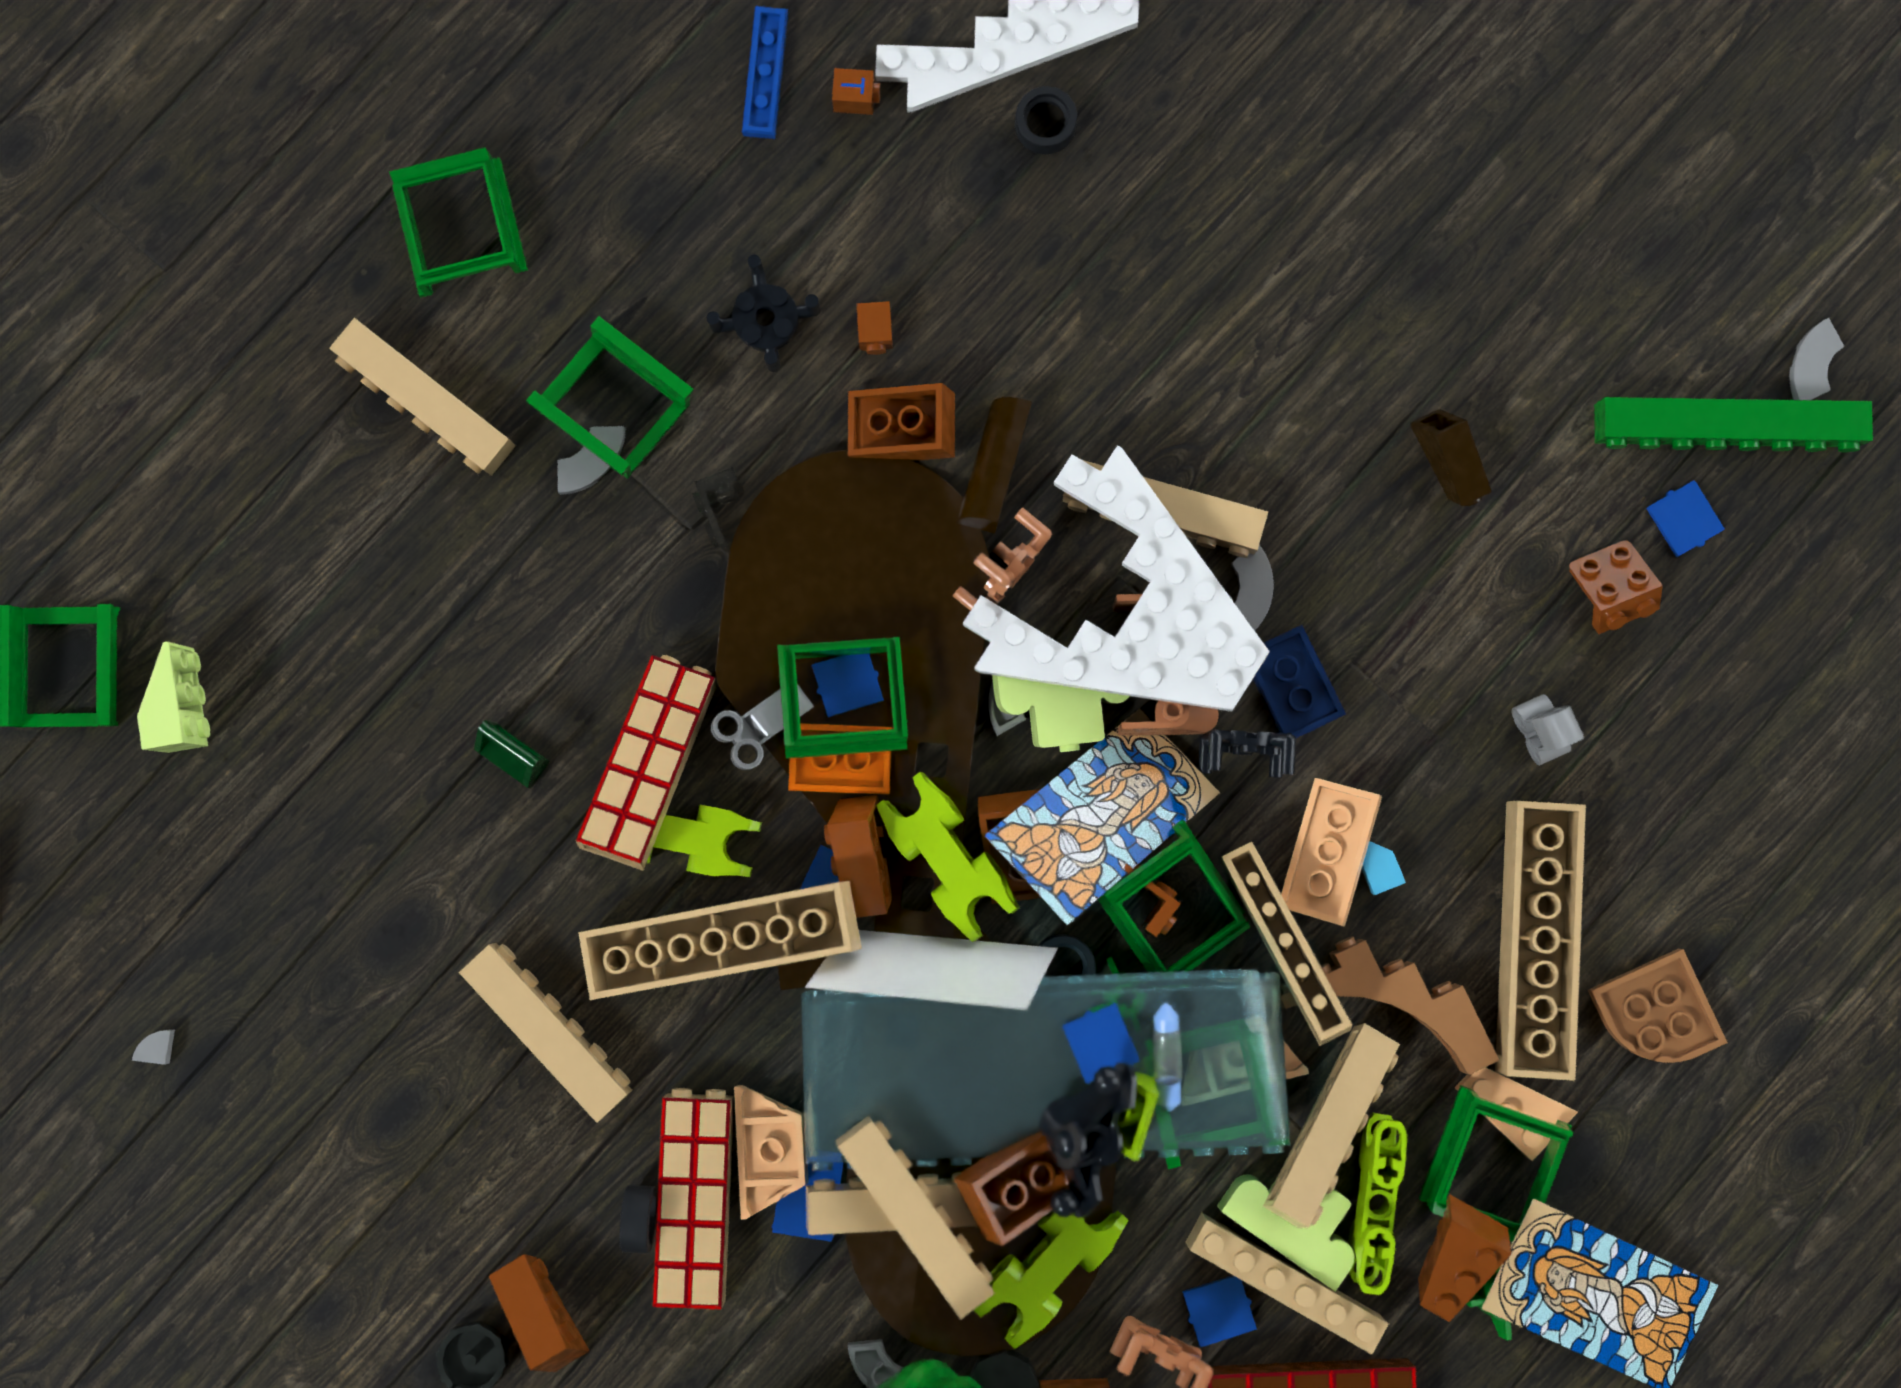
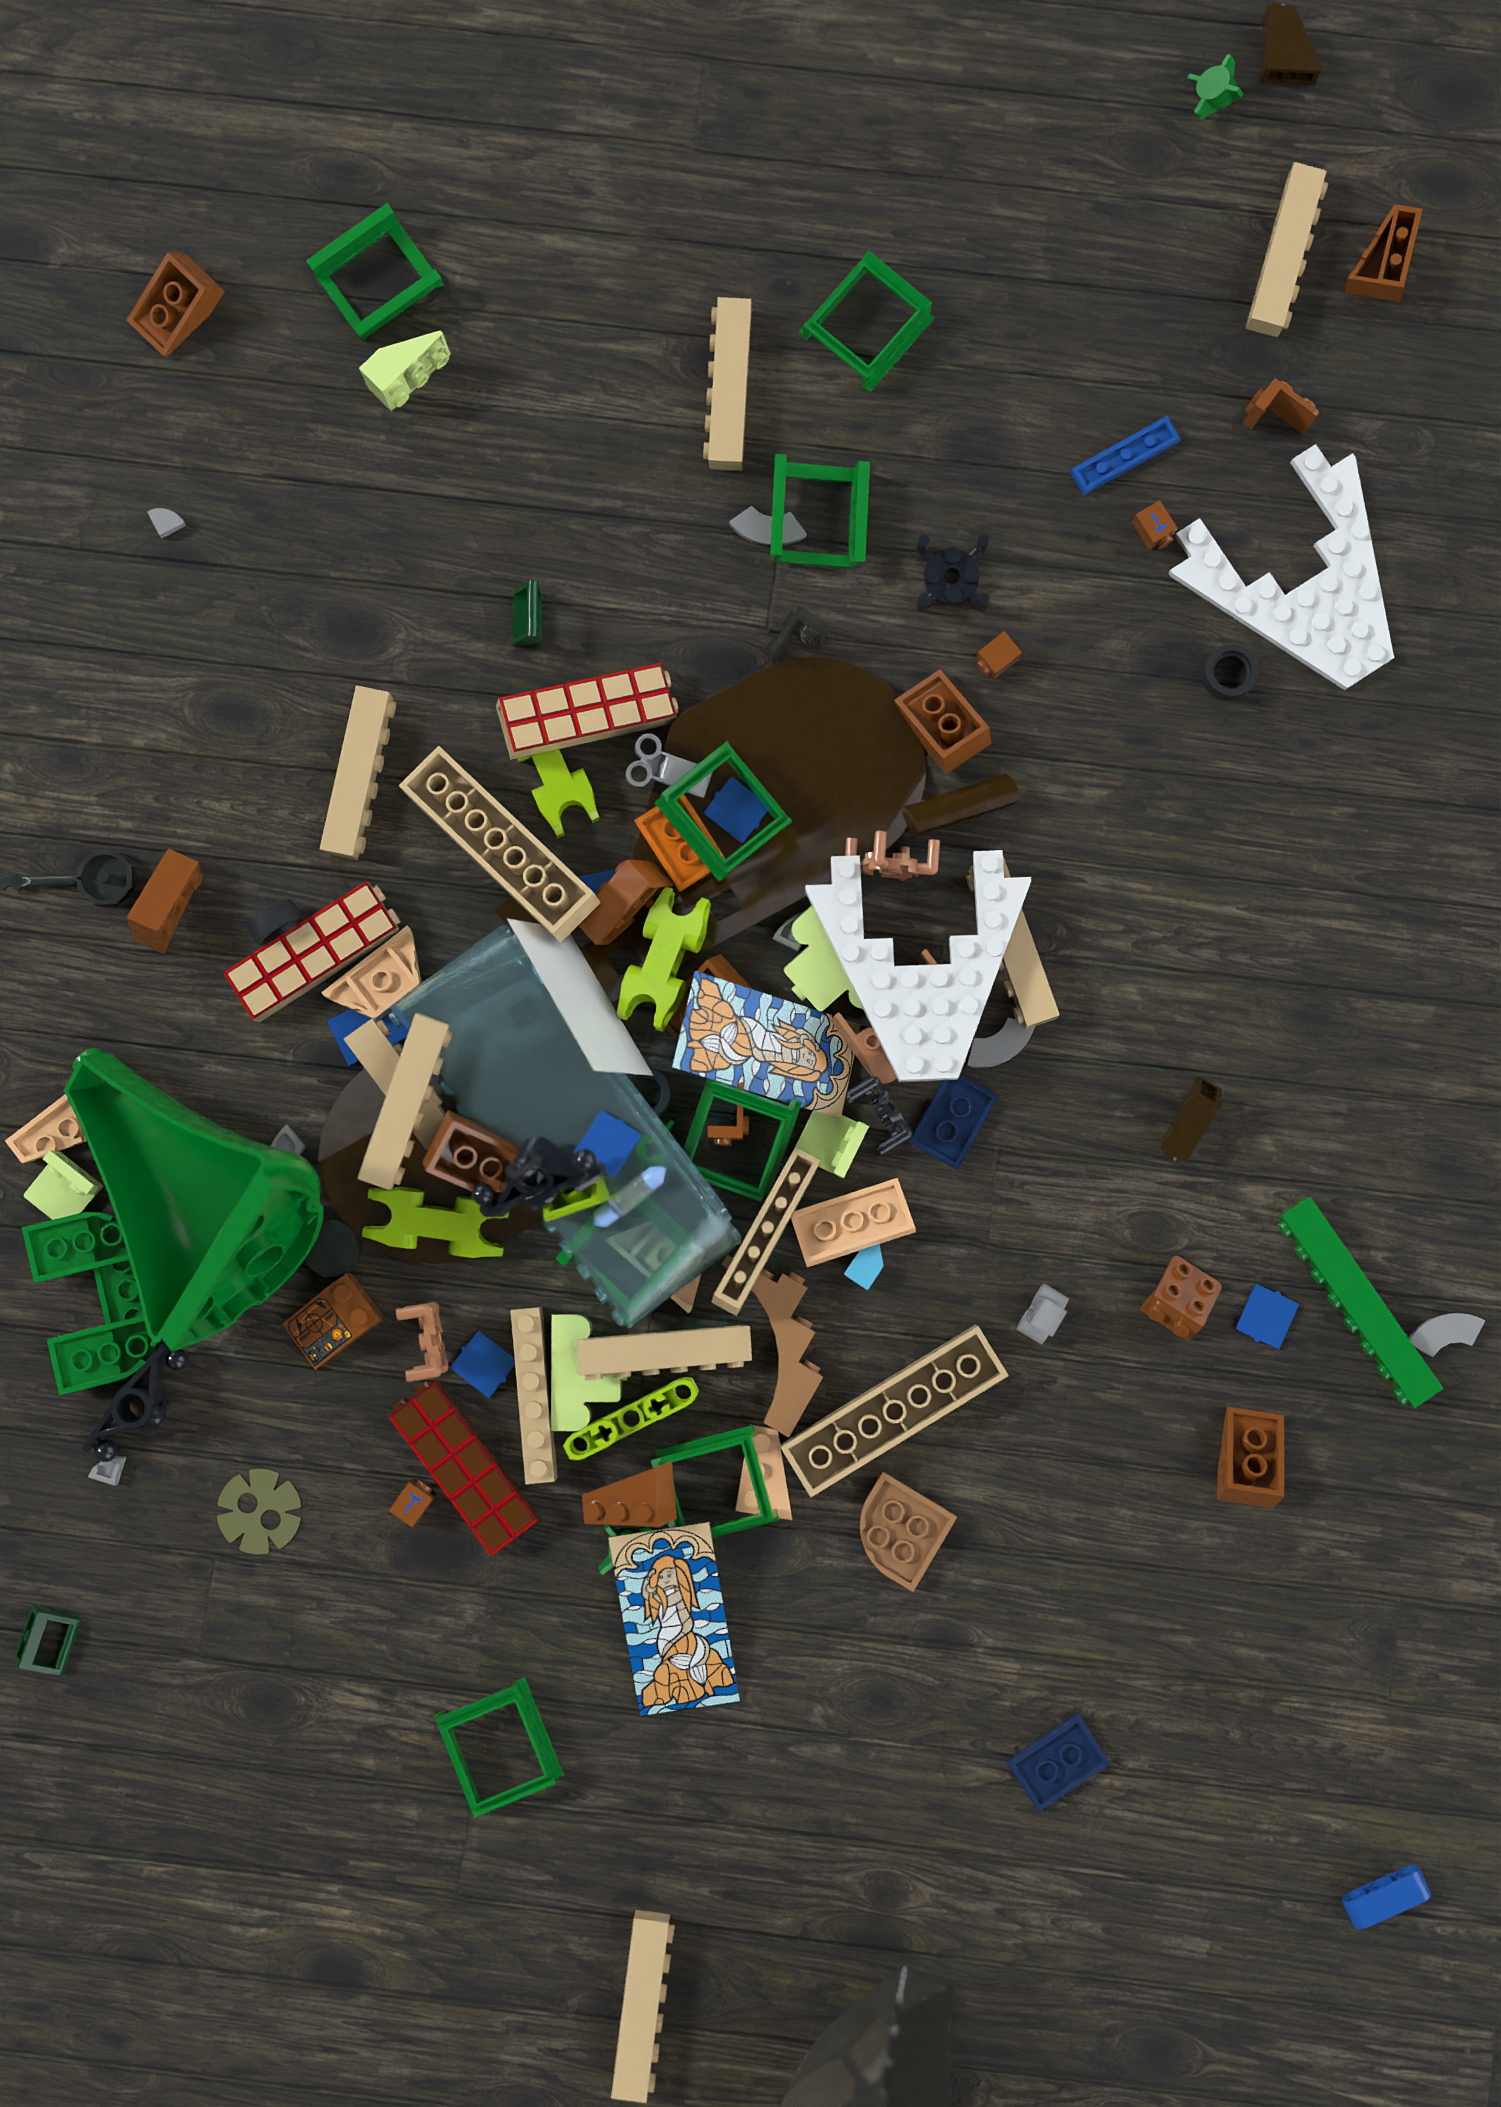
camera: 60 degrees right, 0 degrees up
(1237, 816) = (832, 1141): none -> yellowish green bracket
(1814, 627) = (1251, 1458): none -> dark orange slope

